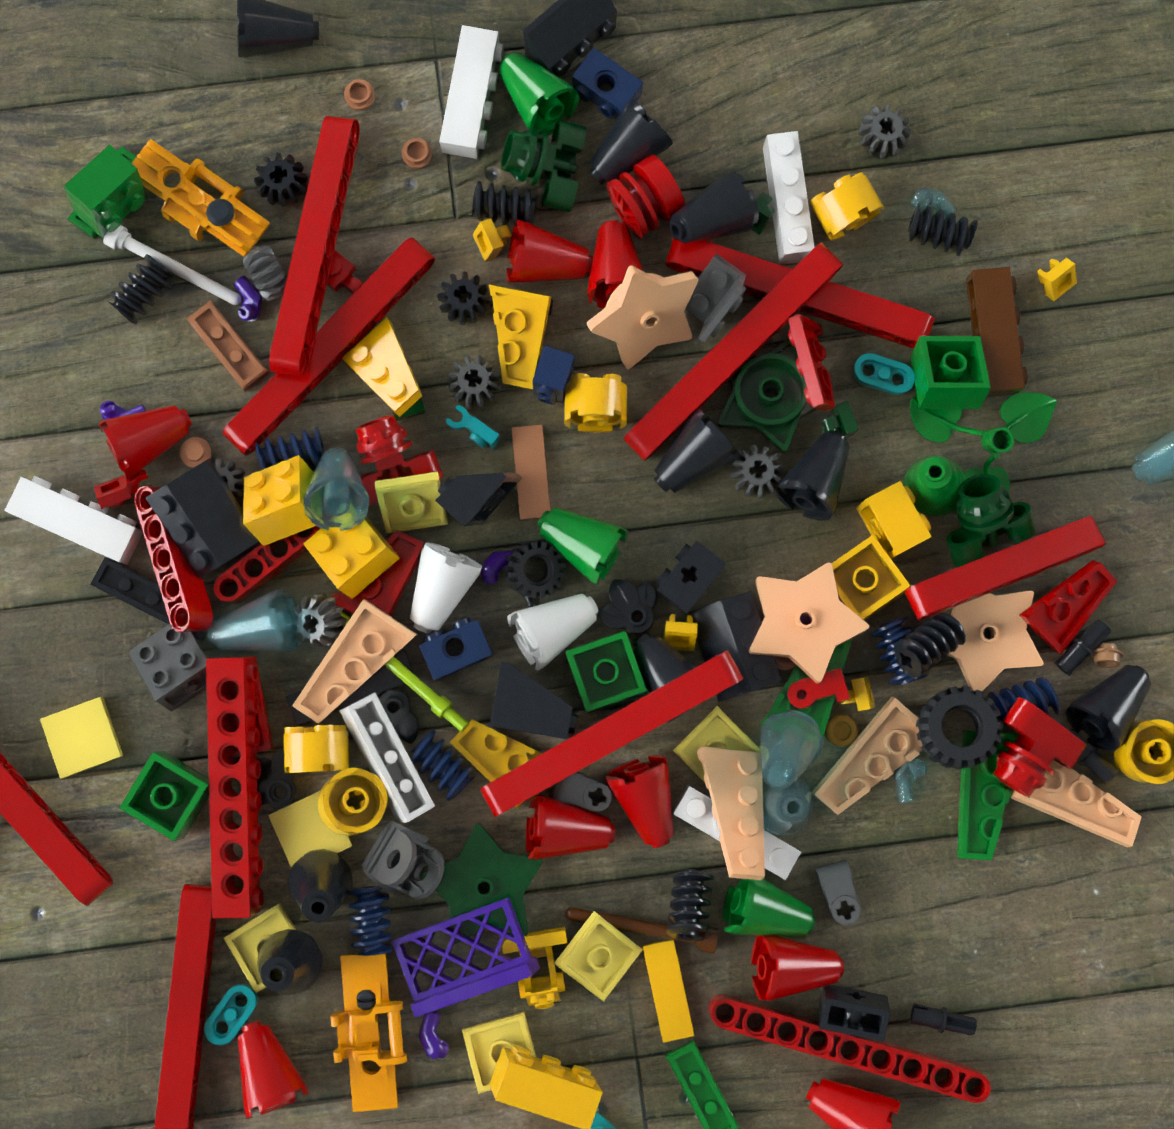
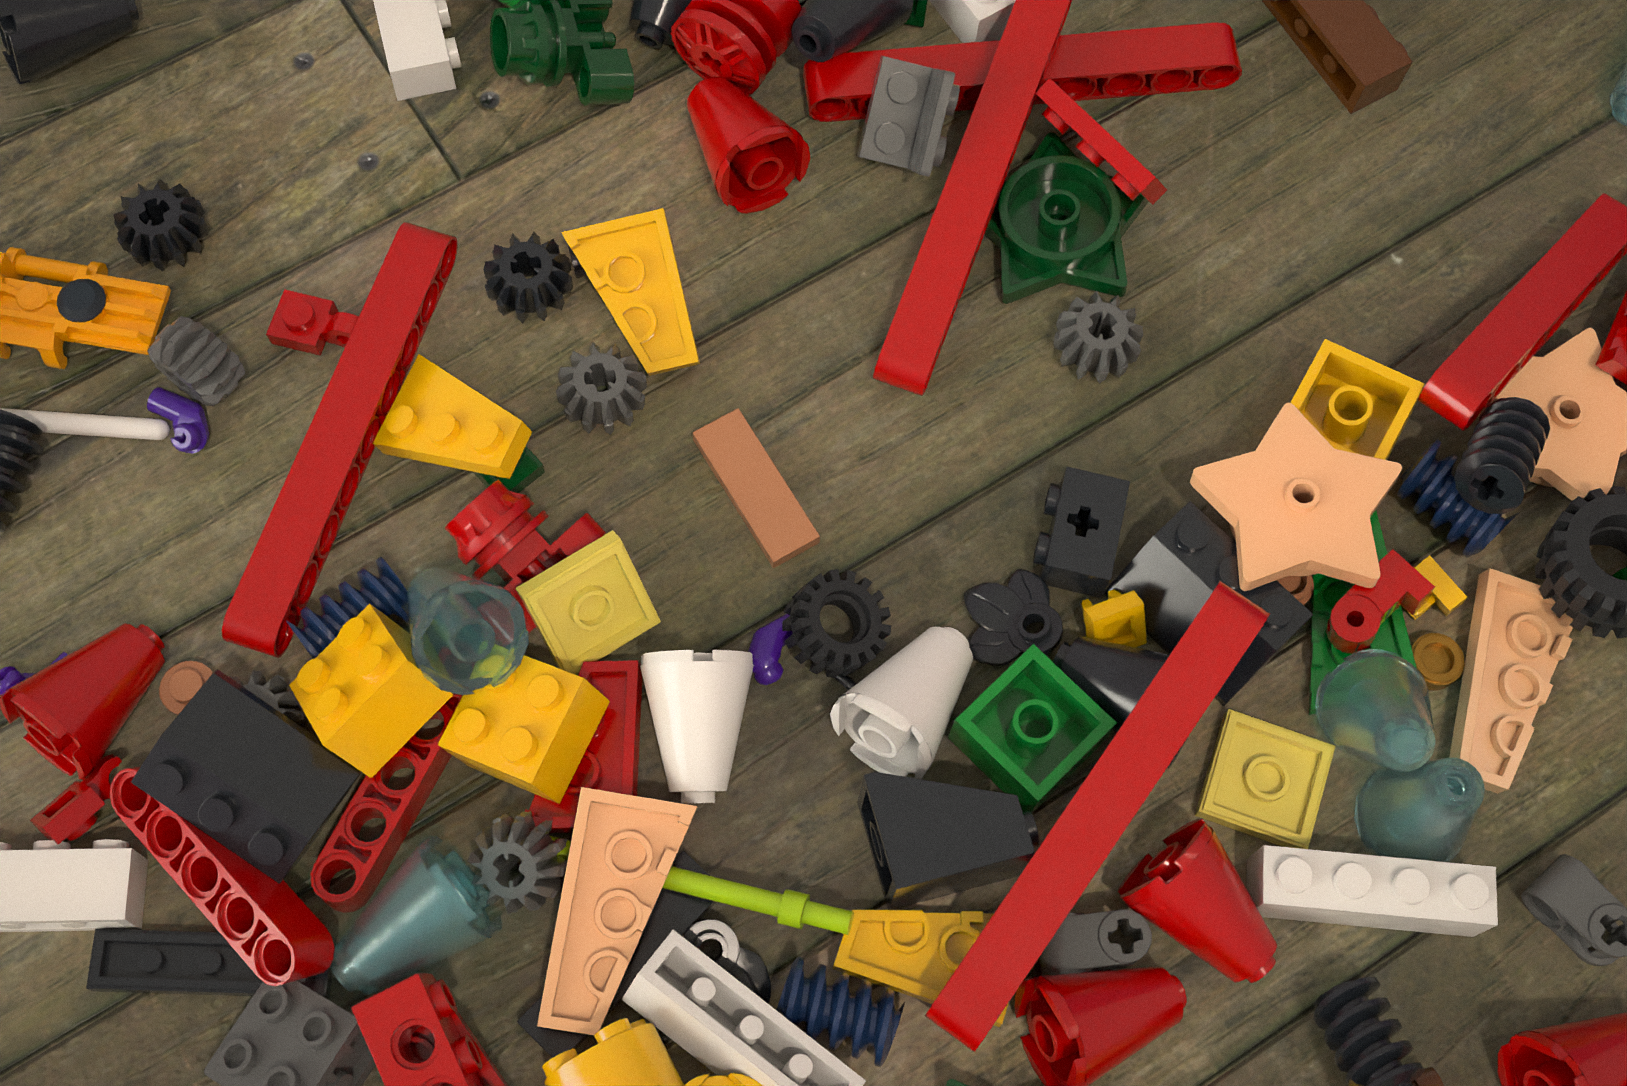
camera: 25 degrees left, 15 degrees down
(227, 345) = (175, 503): nougat tile -> none
(314, 246) = (259, 298): red beam -> none
(359, 94) = (234, 66): nougat plate -> none
(416, 153) = (360, 111): nougat plate -> none
(475, 496) = (692, 532): black slope -> none
(475, 649) = (762, 841): dark blue brick -> none
(480, 433) = (644, 456): teal plate -> none
(490, 239) = (529, 180): yellow tile -> none
(503, 204) = (528, 123): black piece -> none
(544, 256) = (623, 167): red cone -> none
(552, 375) = (724, 320): dark blue brick -> none
(583, 541) = (891, 544): green cone -> none
(595, 403) = (808, 335): yellow brick -> none
(645, 313) = (821, 174): light nougat plate -> none
(694, 454) = (996, 344): black cone -> none
(737, 801) = (1362, 840): light nougat wing -> none
(764, 909) = (1483, 995): green cone -> none
(816, 478) = (1193, 310): black cone -> none
(841, 420) = (1182, 216): dark green tile -> none
(882, 375) = (1200, 132): teal plate -> none
(894, 519) = (1339, 302): yellow brick -> none
(906, 777) = (1571, 685): clear light blue arm -> none
(931, 494) = (1364, 240): green cone -> none
(950, 372) = (1299, 83): green brick -> none
(984, 515) = (1467, 245): dark green beam -> none
(1025, 417) = (1432, 117): green plant -> none

